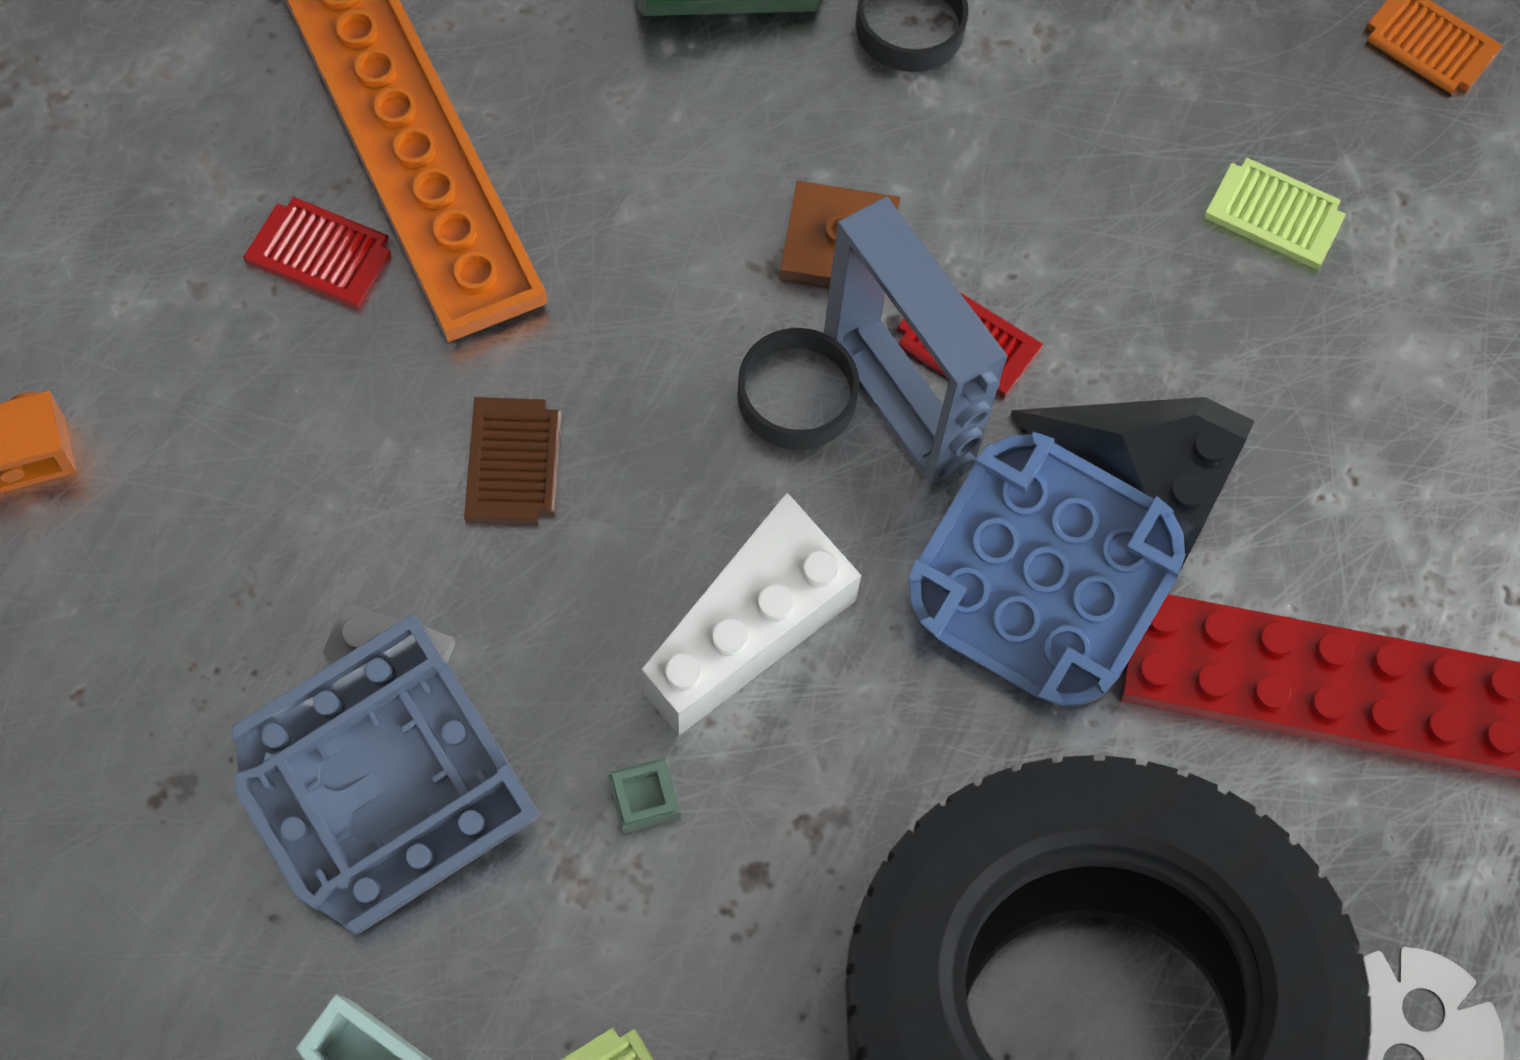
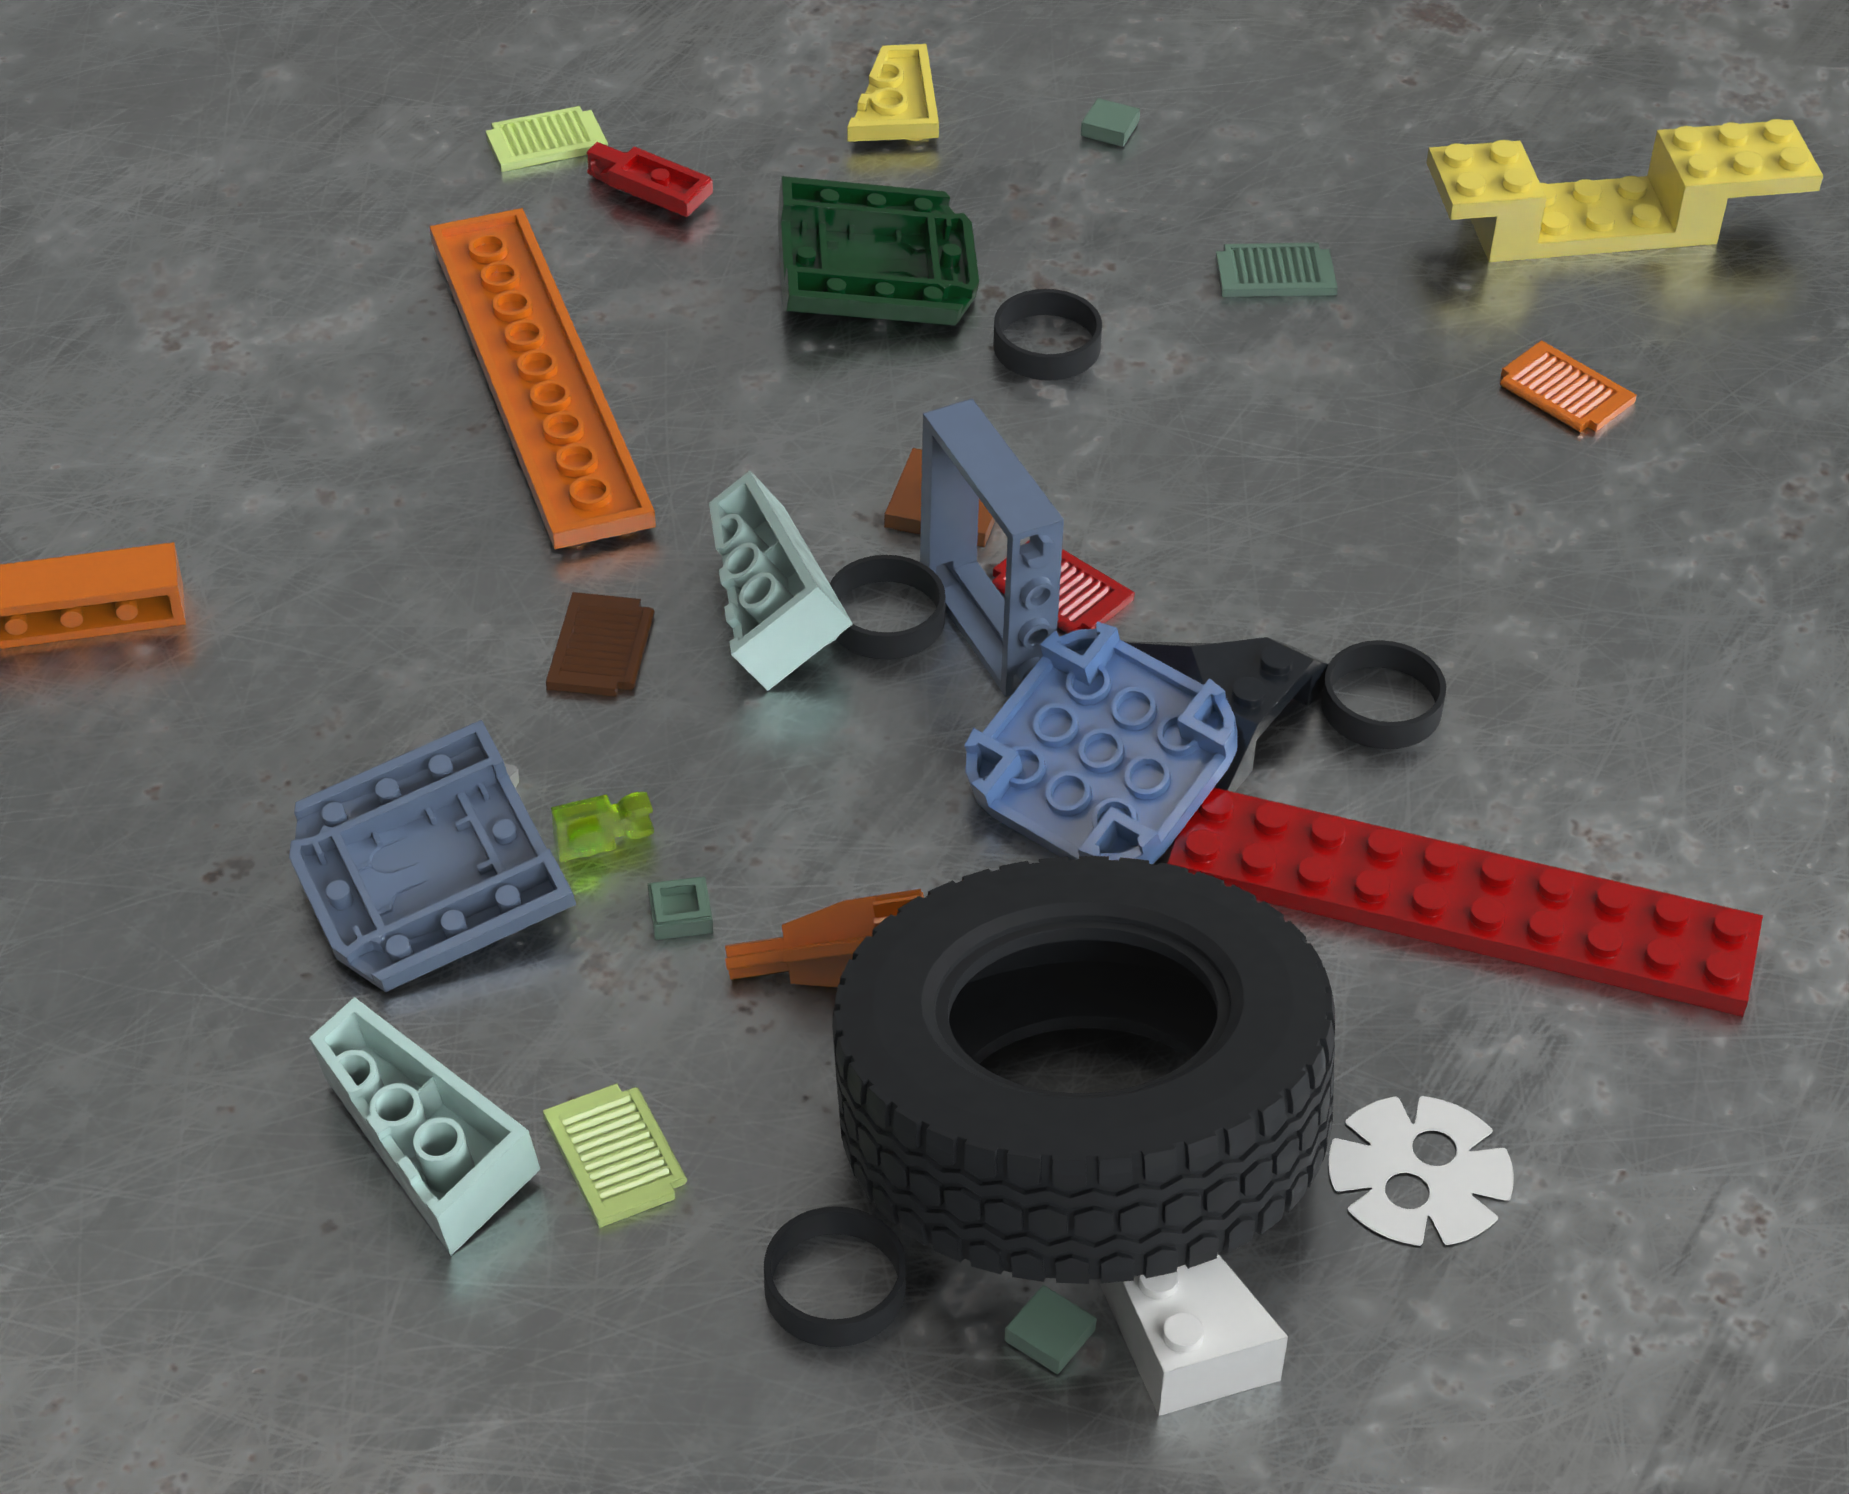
camera: 10 degrees right, 20 degrees down
(320, 251) = (446, 475): red window -> none
(541, 710) = (593, 824): none -> clear neon green plate
(687, 387) = (774, 586): none -> light aqua wedge
(752, 615) = (805, 771): white wedge -> none
(820, 838) = (816, 944): none -> orange piece
(1276, 212) = (1387, 509): yellowish green window -> none
(1334, 413) = (1381, 733): none -> black tyre

